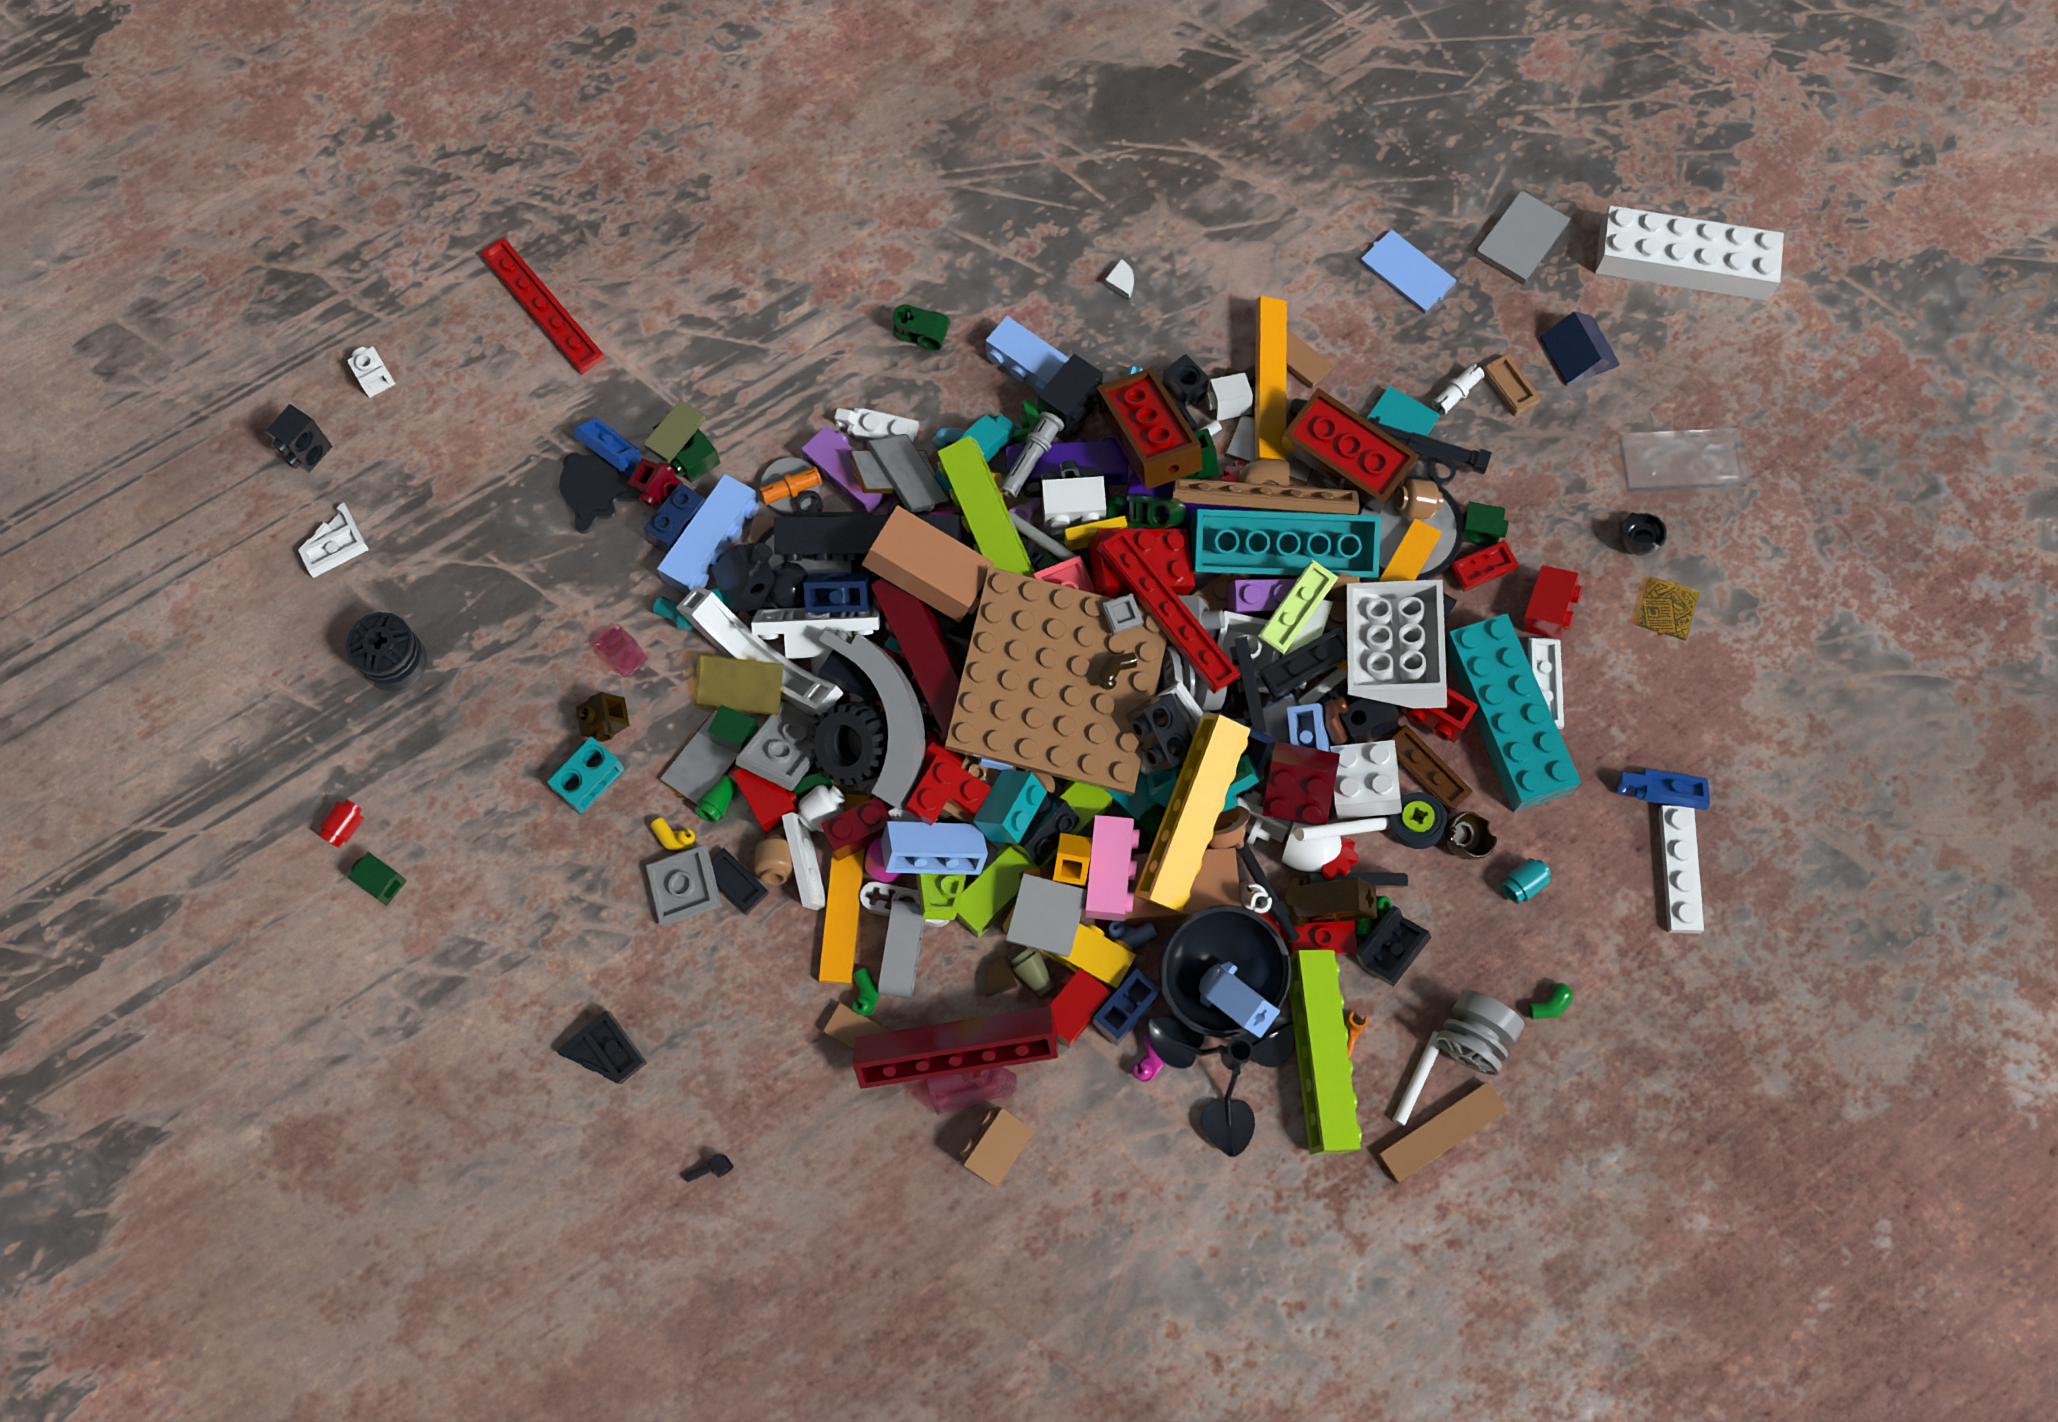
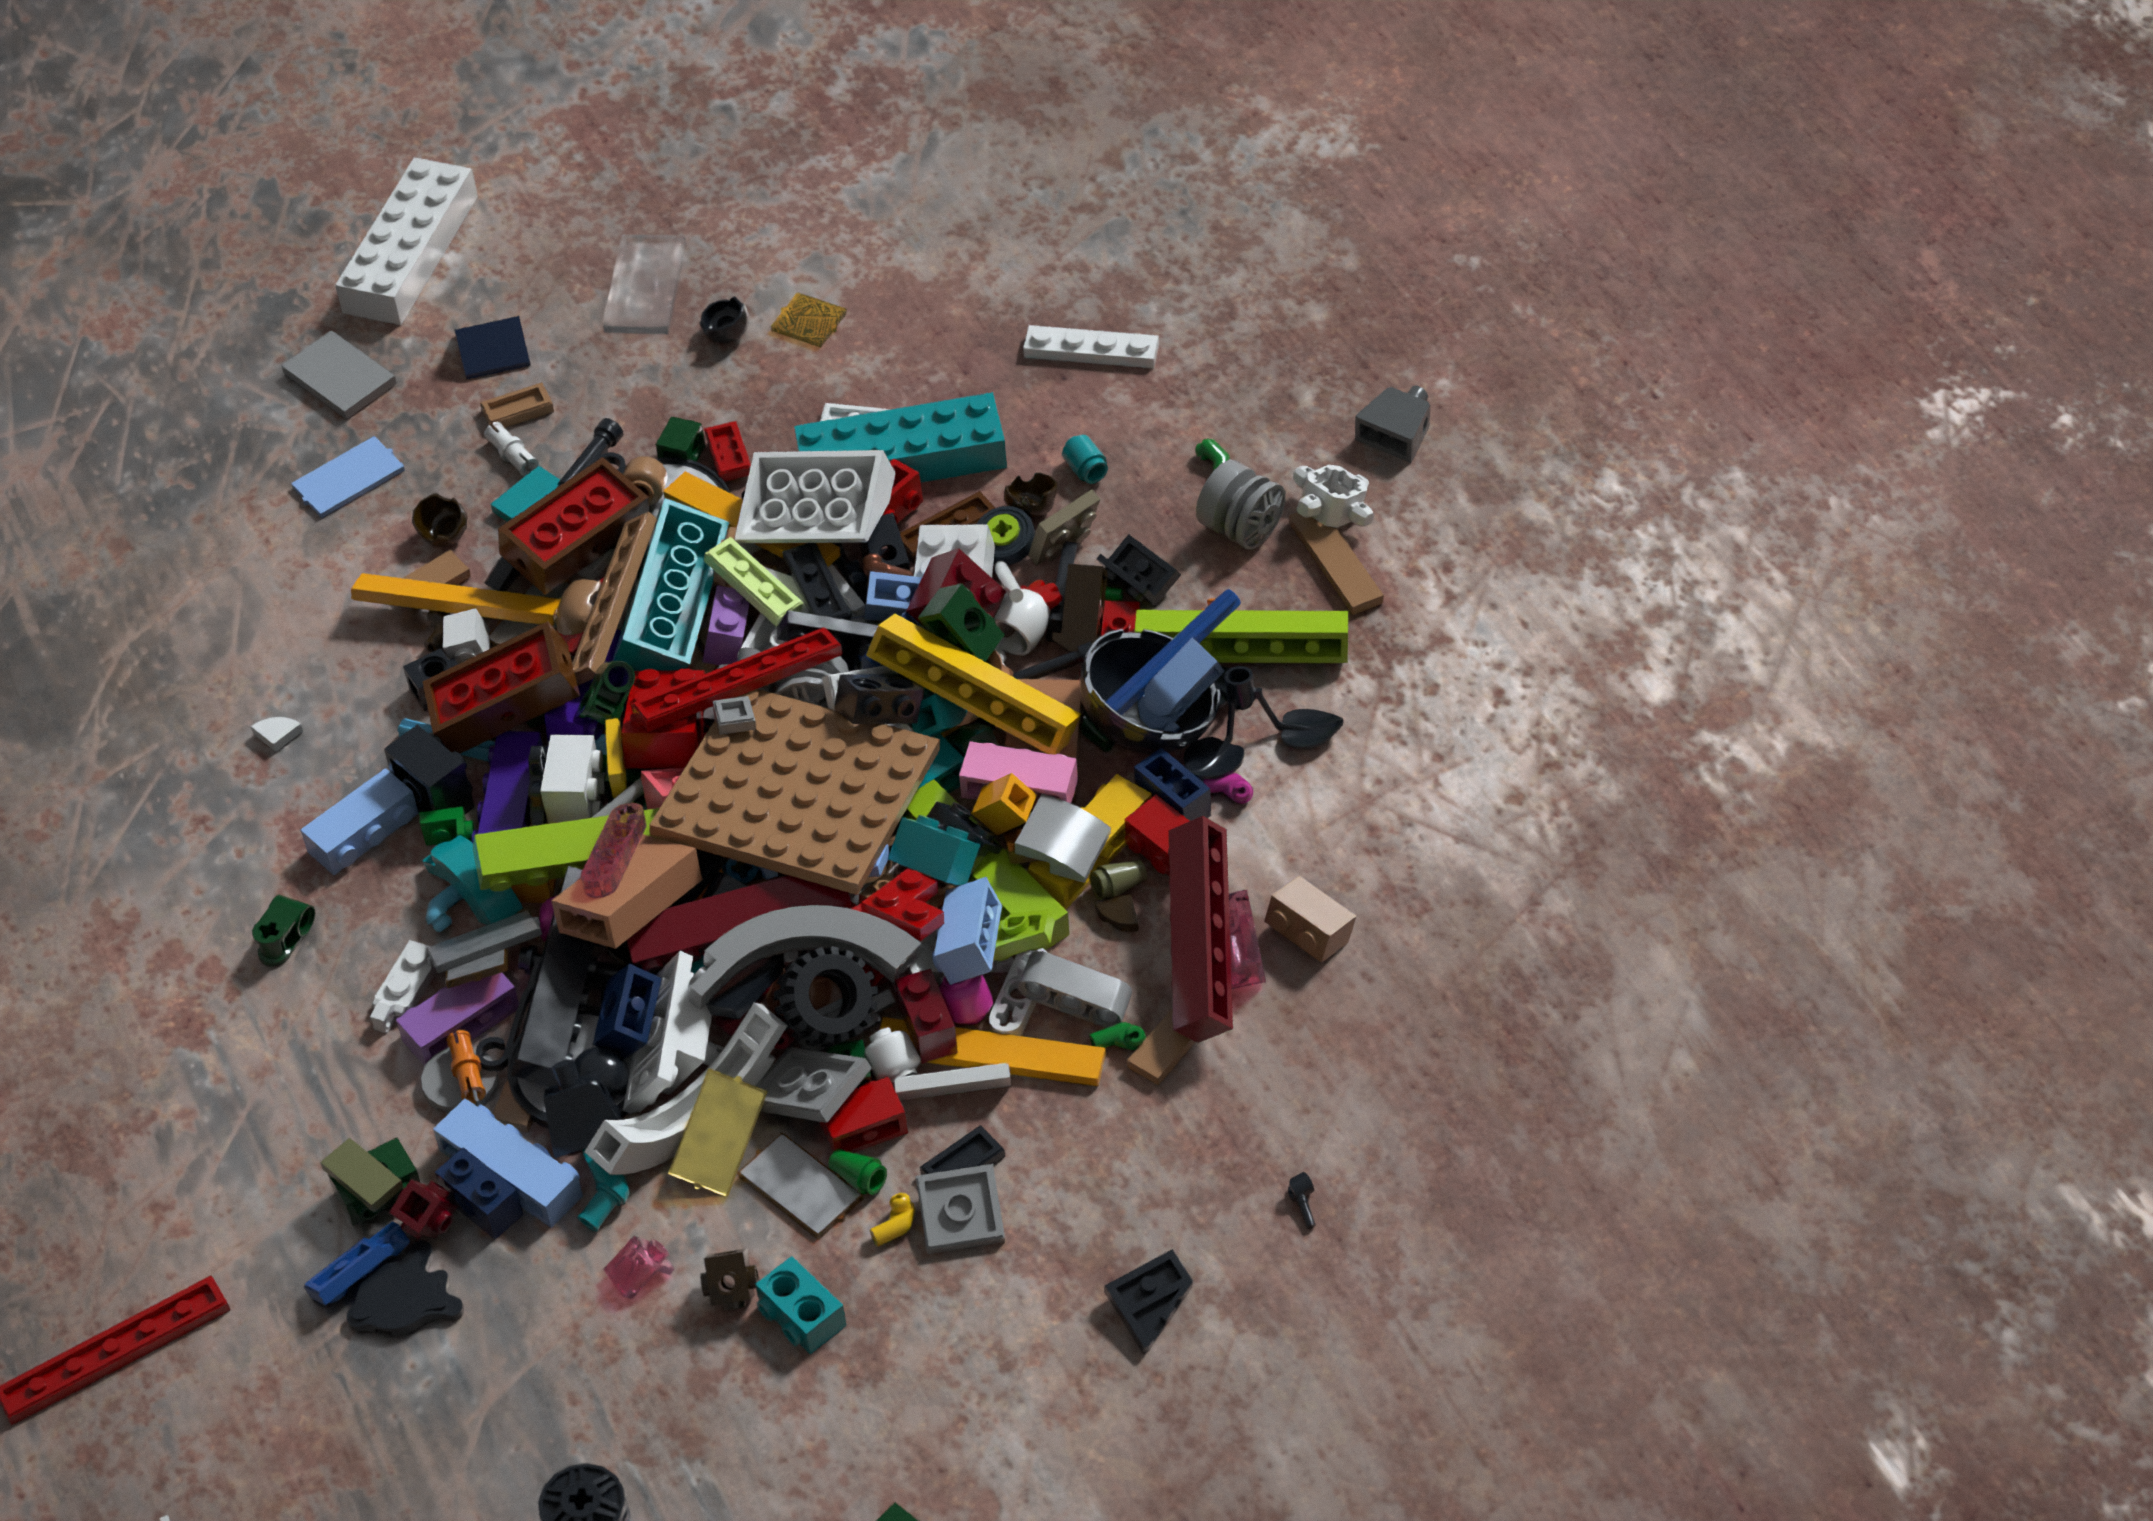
camera: 80 degrees left, 20 degrees down
(732, 729) = (776, 1141): dark green brick -> none
(773, 860) = (946, 1111): medium nougat head -> none
(959, 539) = (613, 850): none -> clear pink beam
(1037, 444) = (484, 803): light grey pin -> none
(1112, 666) = (799, 729): dark brown arm -> none
(1130, 935) = (1090, 786): medium blue arm -> none
(1256, 774) = (961, 621): none -> dark green brick
(1258, 894) = (1069, 665): white pin -> none
(1267, 987) = (1197, 629): none -> blue axle
(1358, 348) = (439, 520): none -> dark brown hair
(1412, 863) = (1067, 524): none -> dark tan plate
(1417, 1081) = (1278, 571): white bar -> none
(1528, 1138) = (1333, 496): none -> white piece
(1552, 602) = (785, 396): red brick -> none
(1629, 1177) = (1395, 422): none -> dark grey torso
(1666, 788) = (1006, 342): blue hinge -> none

